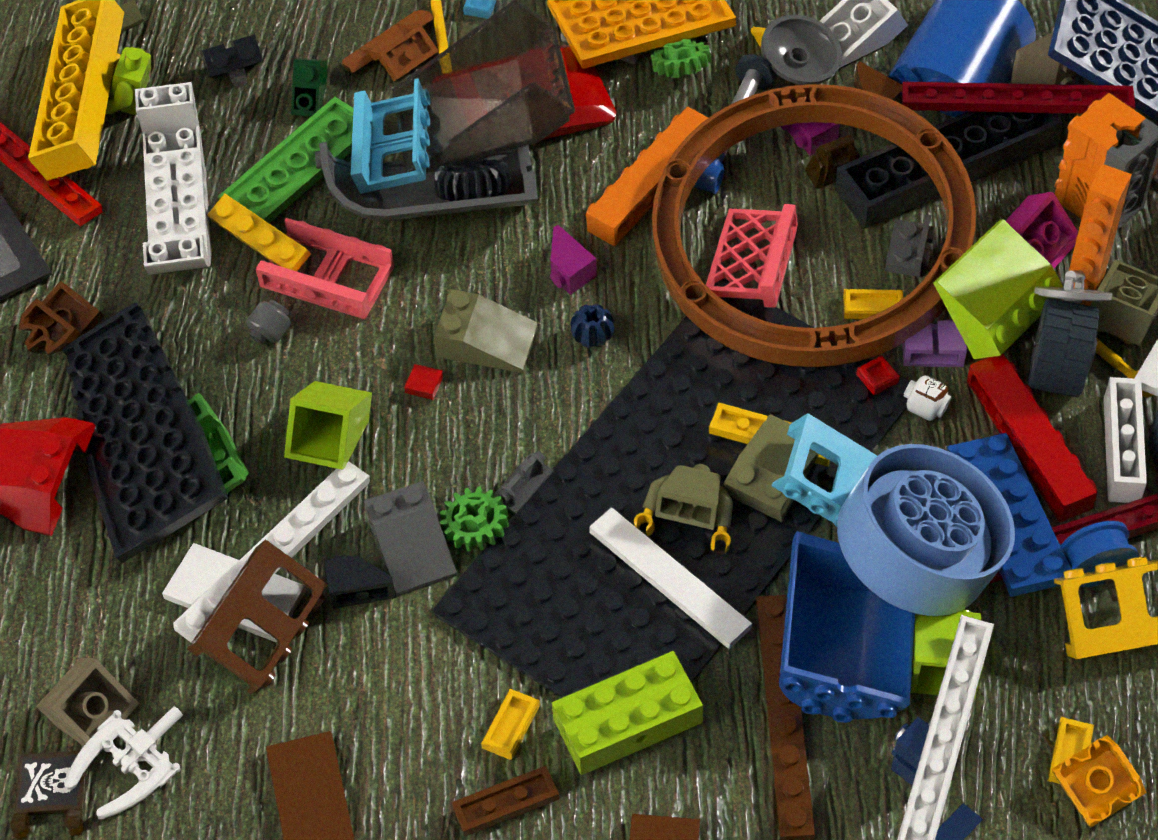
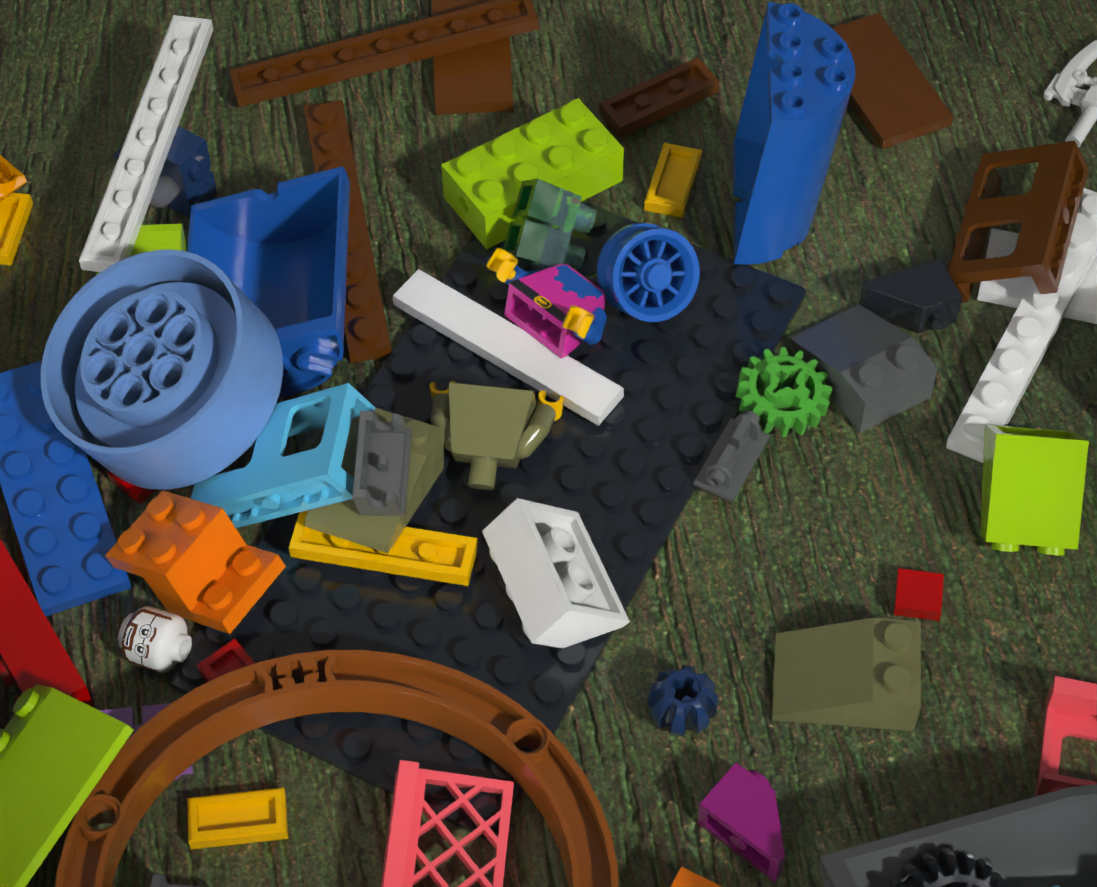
camera: 170 degrees right, 0 degrees up
(427, 646) = (787, 131): none -> blue cylinder
(556, 591) = (648, 271): none -> blue wheel
(626, 582) = (553, 303): none -> torso
(626, 640) = (546, 225): none -> hips
(660, 400) = (553, 574): none -> white slope
(769, 443) = (382, 466): none -> dark grey hinge
(885, 424) = (195, 561): none -> orange bracket

